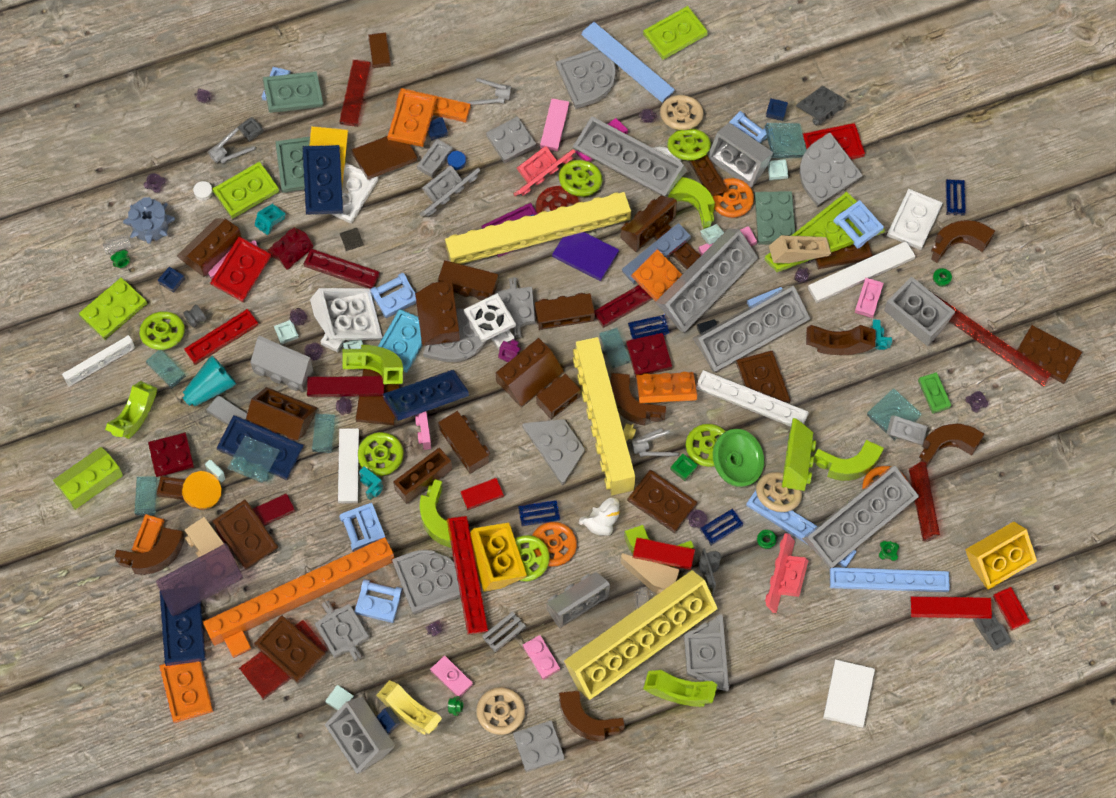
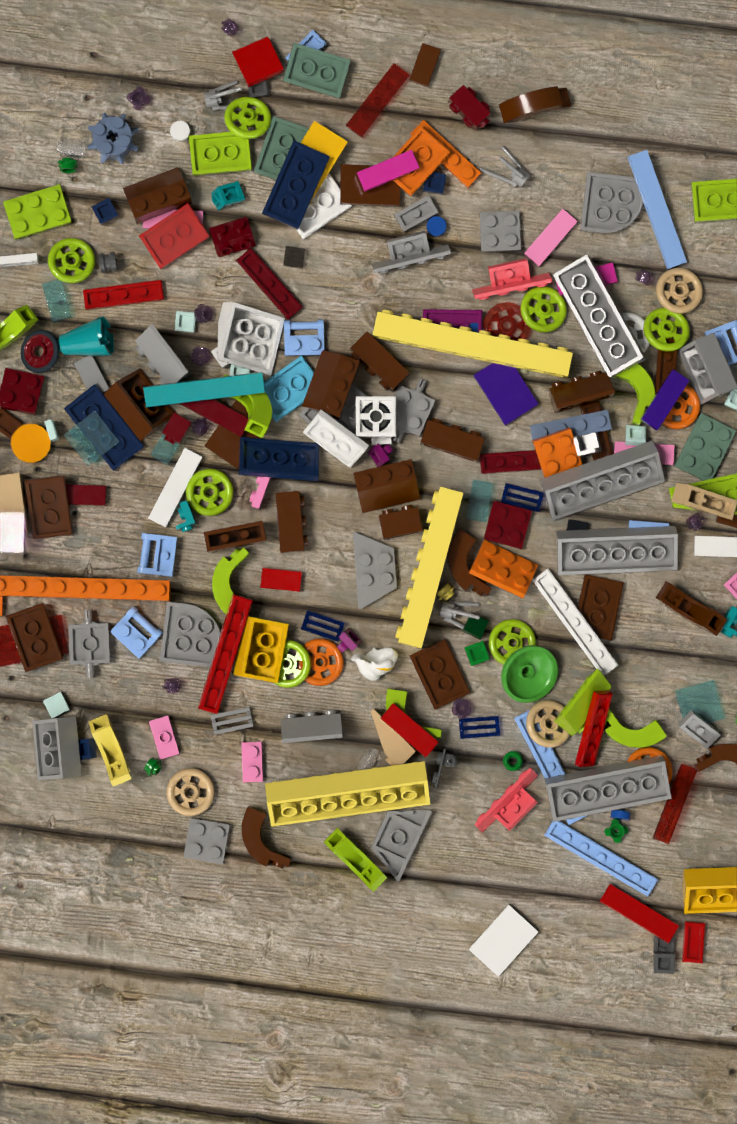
camera: 25 degrees right, 20 degrees up
(162, 408) = (50, 353): none -> wheel
(240, 109) = (258, 61): none -> red tile
(254, 152) = (242, 131): none -> lime plate
(324, 414) = (176, 429): none -> dark red brick
(331, 367) = (204, 389): none -> teal tile
(393, 133) = (388, 170): none -> dark pink tile
(433, 60) = (474, 112): none -> dark red brick
(465, 353) = (335, 438): none -> white tile
(482, 31) = (533, 103): none -> reddish brown arch
(568, 512) = (349, 640): none -> magenta tile
(669, 446) = (475, 627): none -> dark green tile
(678, 258) = (587, 444): none -> panel
(720, 192) = (664, 399): none -> dark purple tile
(819, 472) = (593, 728): none -> red tile
(884, 534) = (620, 815): none -> blue tile

